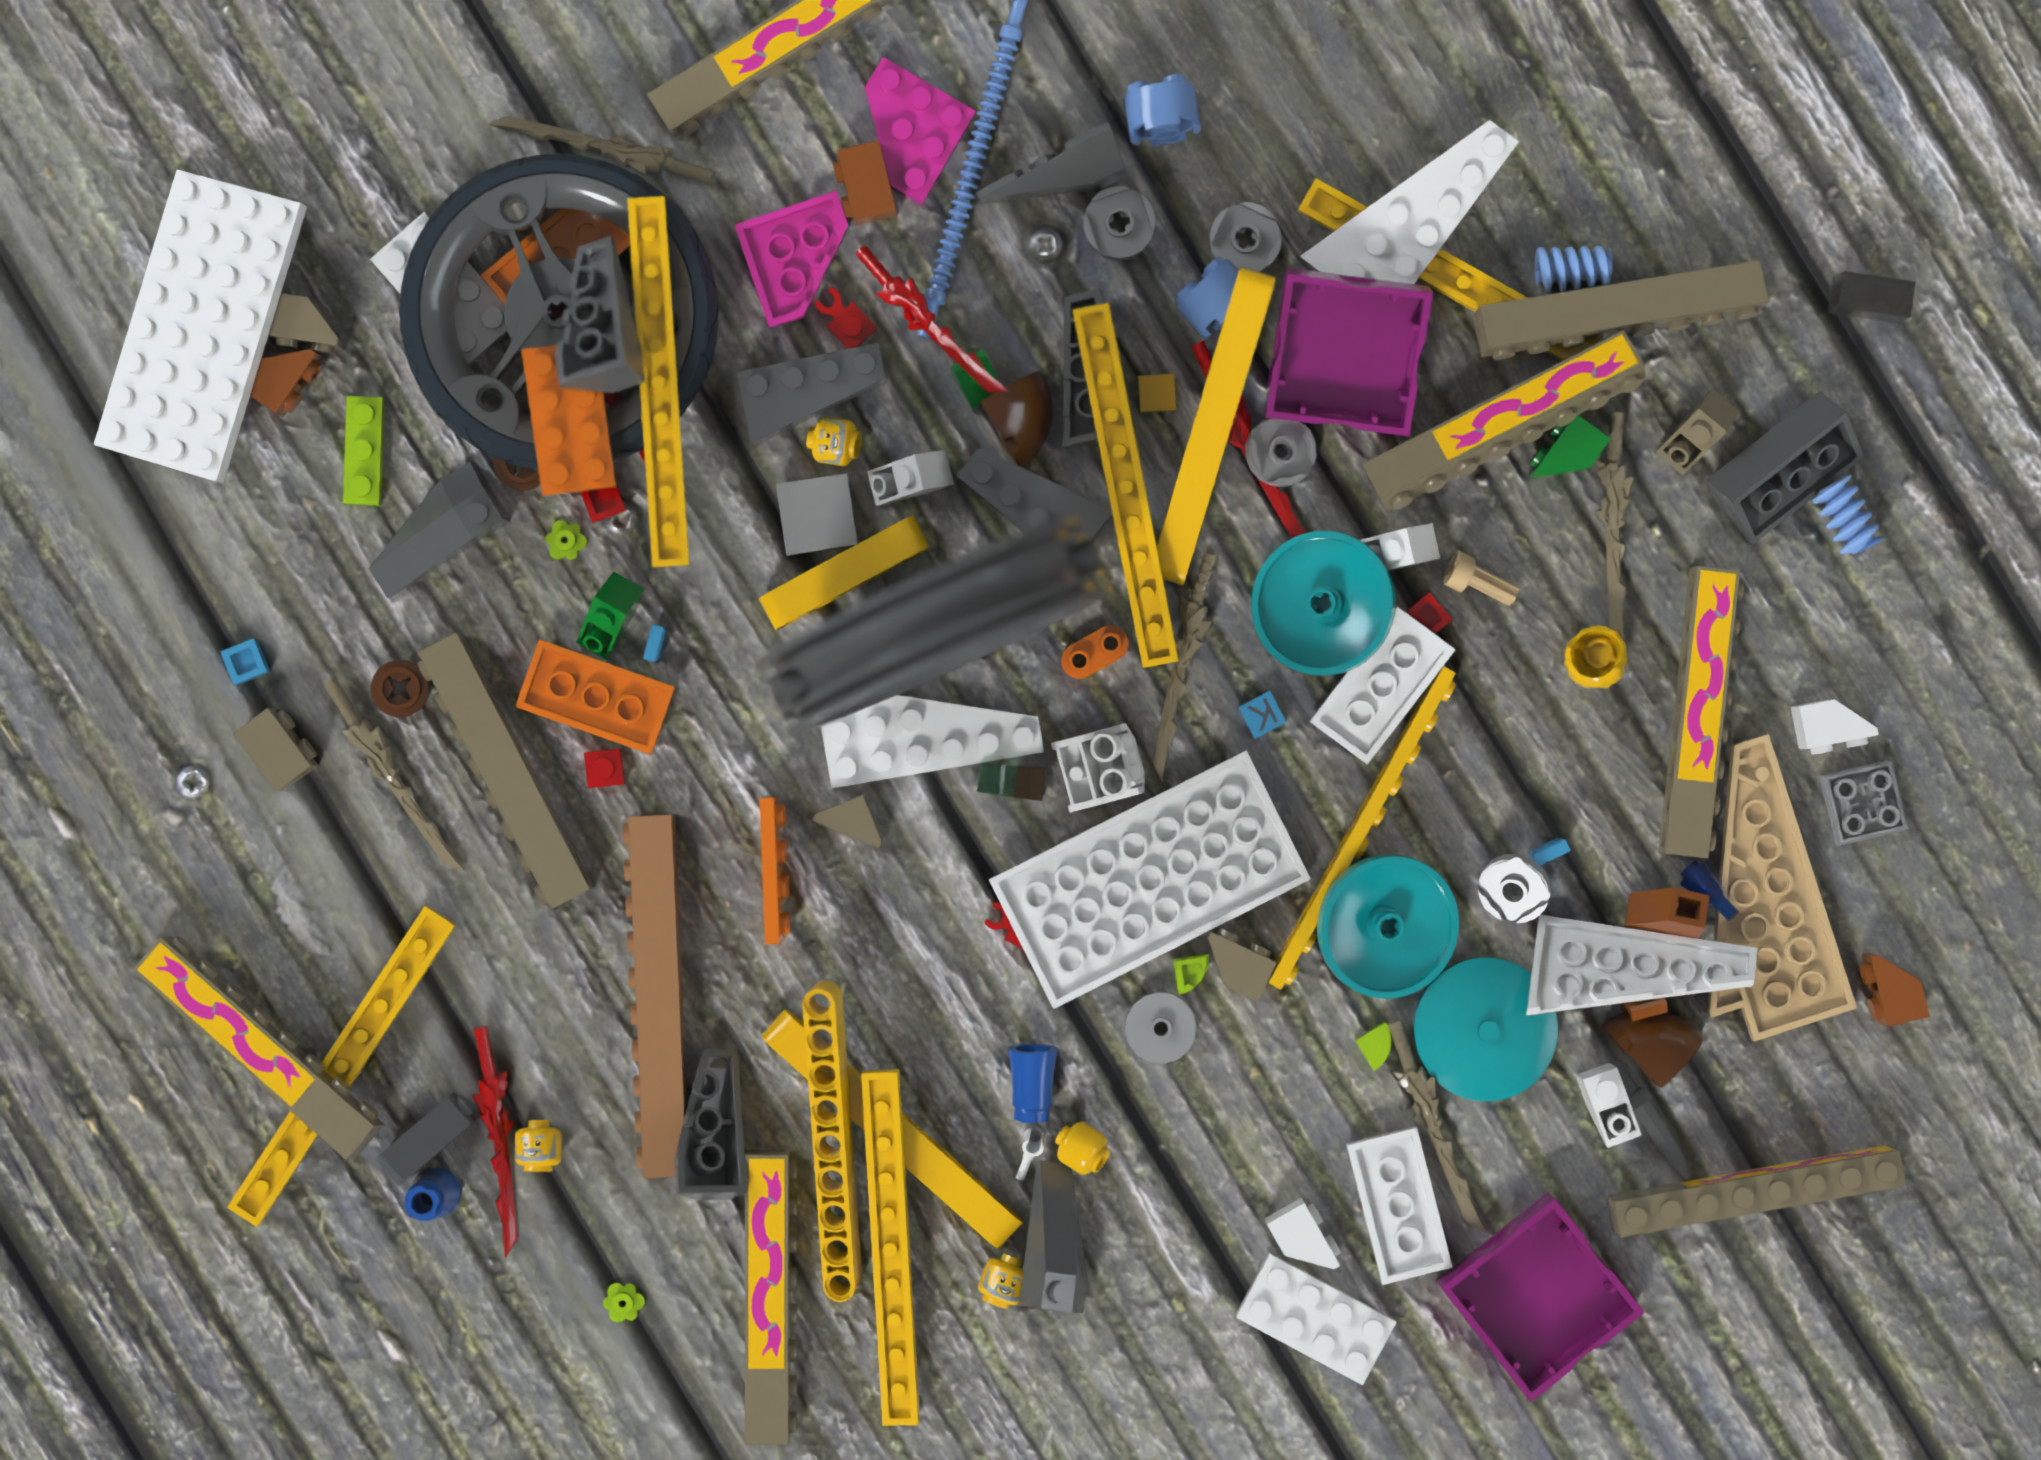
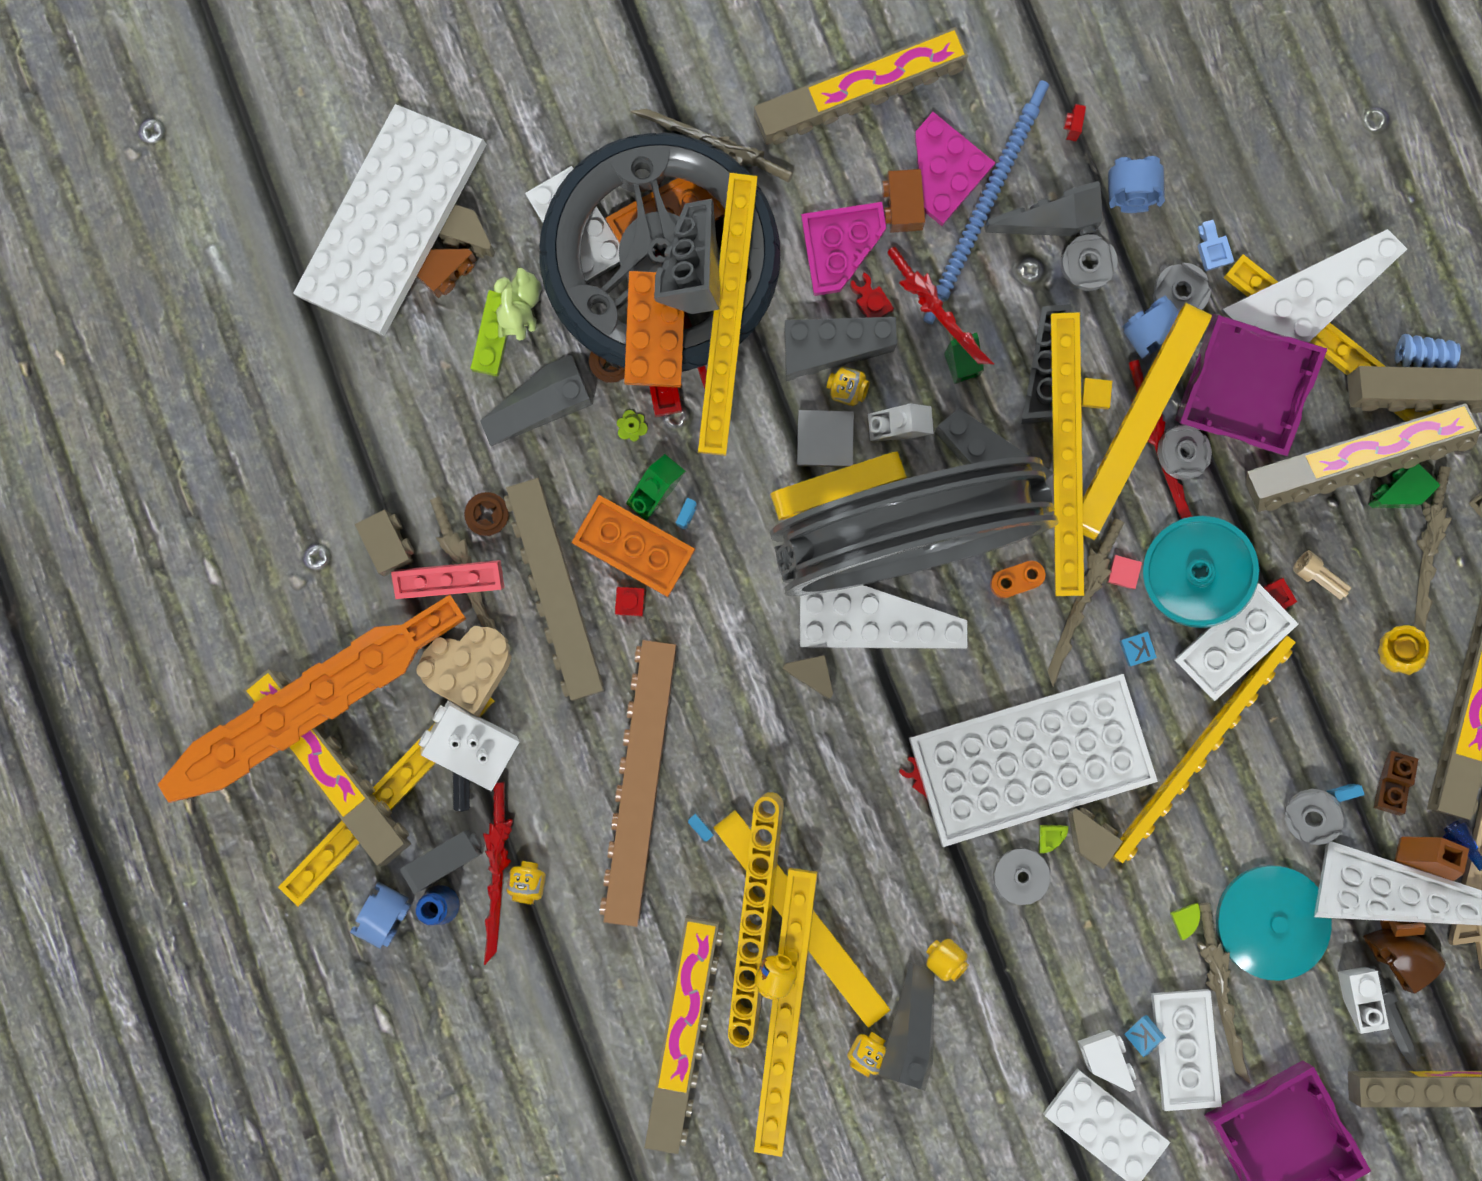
camera: 15 degrees right, 5 degrees down
(216, 972) = (305, 703): none -> orange plate
(245, 661) = (374, 474): dark azure tile -> none
(362, 1220) = (380, 916): none -> medium blue brick
(366, 782) = (448, 579): none -> coral plate
(386, 411) = (517, 301): none -> yellowish green animal
(411, 892) = (467, 668): none -> tan plate
(432, 991) = (468, 748): none -> white piece
(627, 1293) = (577, 1017): lime plant -> none
(711, 1138) = (661, 903): dark grey wedge -> none
(745, 1038) = (700, 827): none -> dark azure tile
(775, 885) = (749, 688): orange plate -> none
(868, 1208) = (775, 977): none -> yellow head
(1011, 781) = (939, 666): leg -> none
(1022, 416) = (993, 391): reddish brown brick -> none
(1030, 1150) = (906, 954): white hand -> none
(1032, 1081) = (916, 900): blue plant -> none
(1069, 39) = (1074, 122): none -> red plate
(1100, 767) = (1008, 666): white slope -> none
(1229, 619) = (1124, 572): none -> coral tile
(1279, 178) = (1213, 251): none -> light blue plate
(1344, 1197) = (1145, 1036): none -> dark azure tile
(1388, 926) = (1213, 828): teal dish -> none
(1405, 546) = (1271, 539): white slope -> none
(1613, 827) = (1394, 783): none -> reddish brown slope

